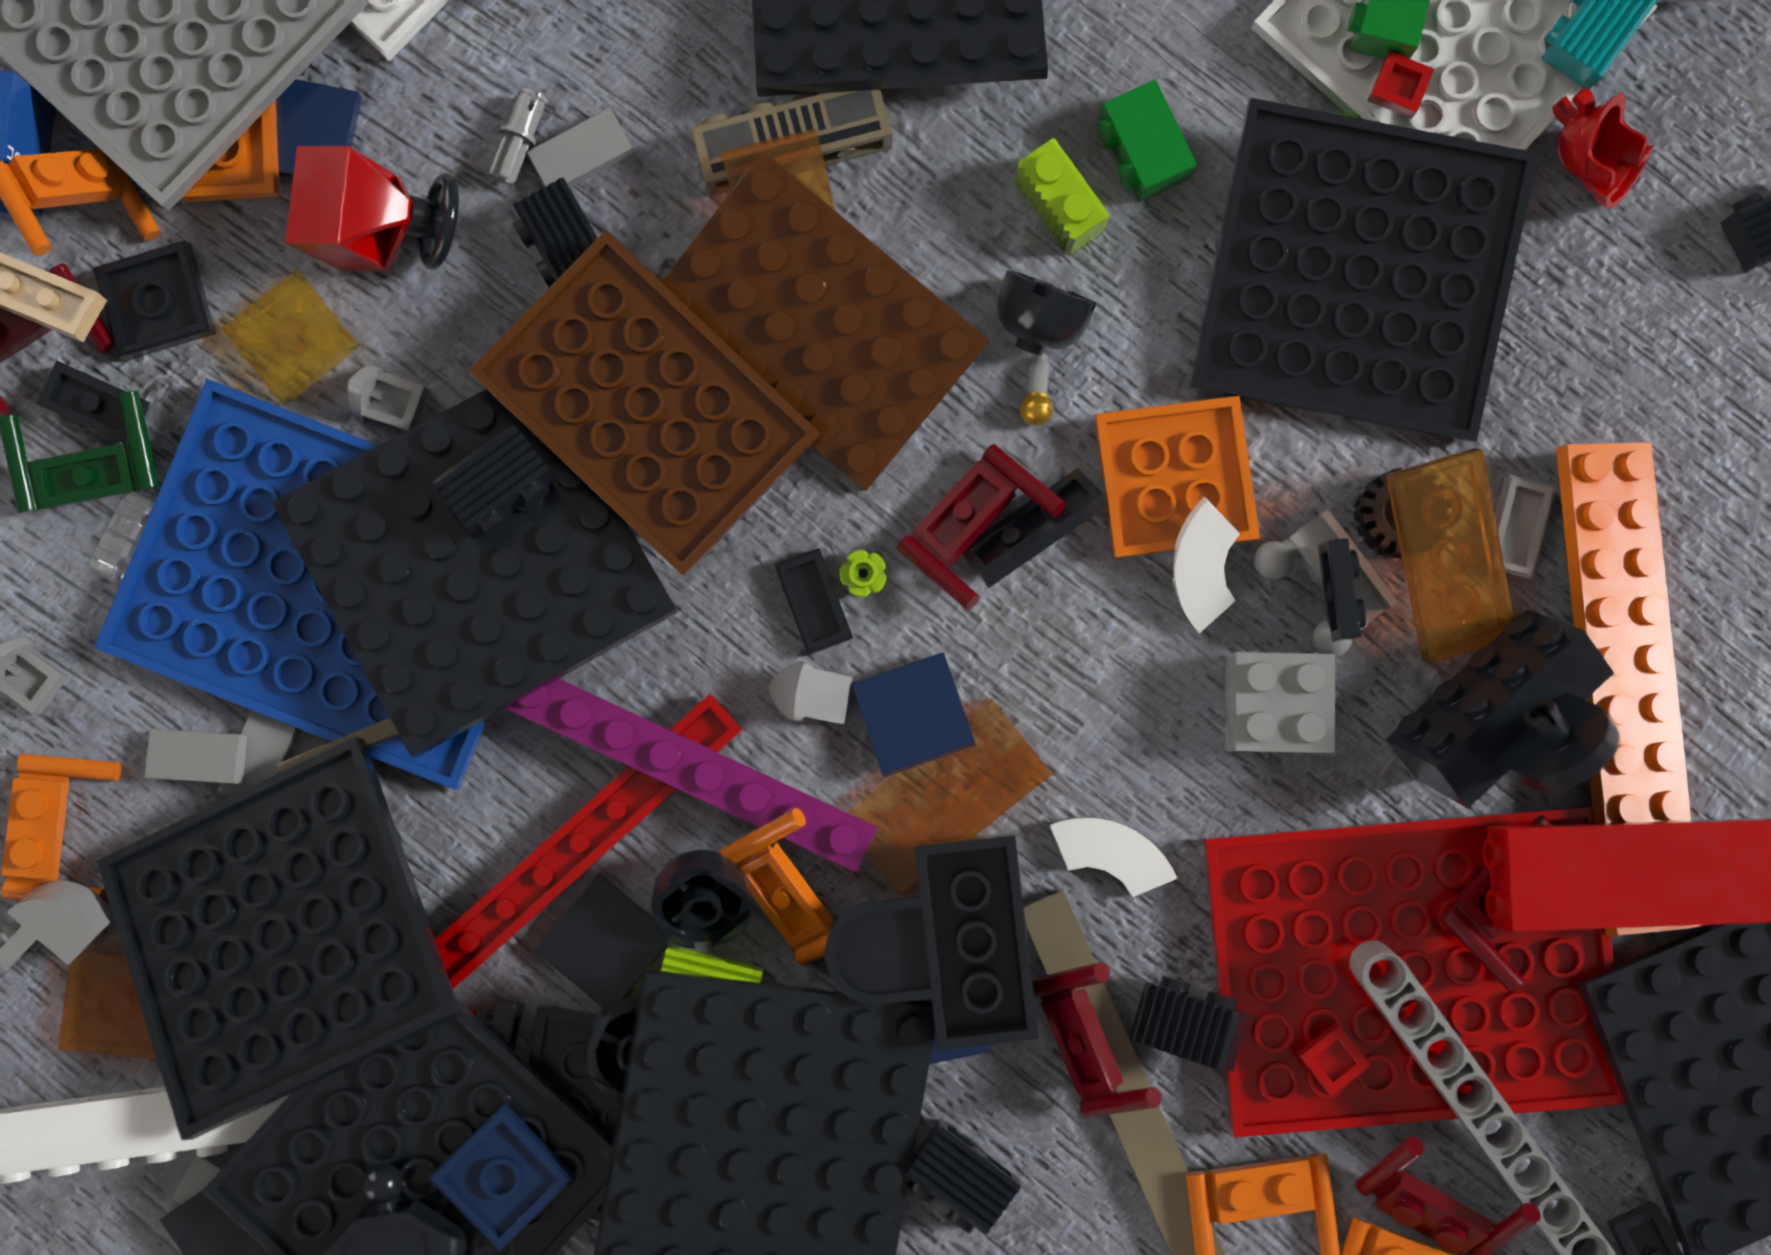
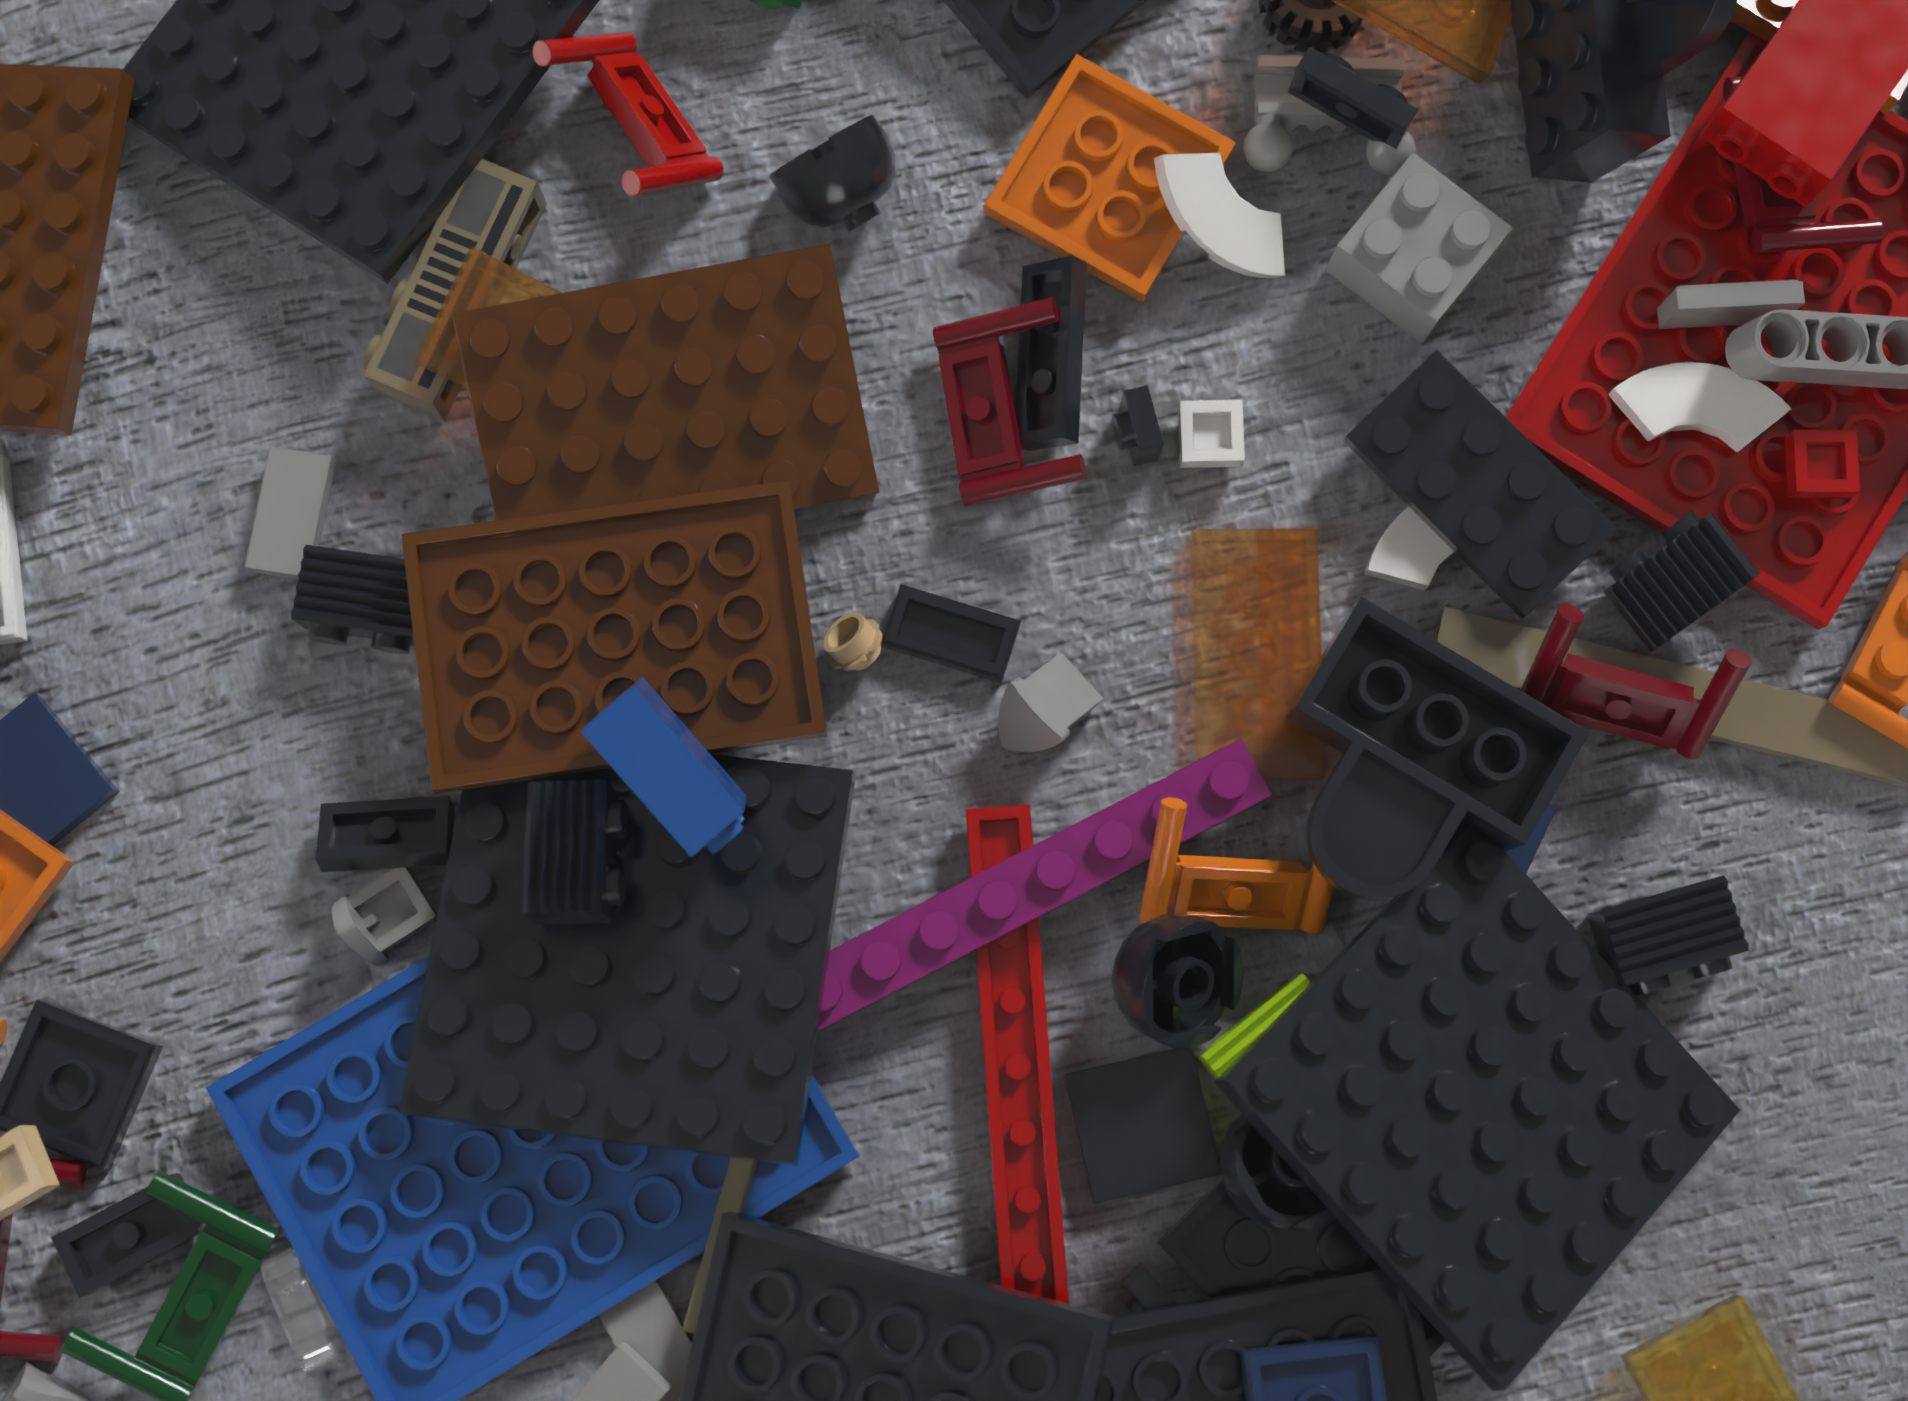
camera: 55 degrees left, 5 degrees down
(291, 337) = (233, 965): clear yellow plate -> none
(358, 211) = (169, 785): red piece -> none
(431, 362) = (385, 833): none -> black plate
(517, 136) = (220, 564): light grey axle -> none
(578, 500) = (668, 769): none -> blue brick
(760, 547) = (853, 642): none -> tan plate
(850, 573) = (962, 576): lime plate -> none
(913, 714) = (1149, 618): dark blue tile -> none
(991, 159) = (641, 108): none -> red plate
(1028, 615) = (1138, 426): none -> black plate
(1036, 406) = (927, 258): piece -> none
(1060, 664) = (1211, 433): none -> white plate
(1061, 196) = (735, 71): lime brick -> none
(1155, 854) = (1479, 484): none -> black plate
(1318, 953) = (1698, 399): none -> white tile
(1393, 926) = (1727, 303): none -> light grey tile

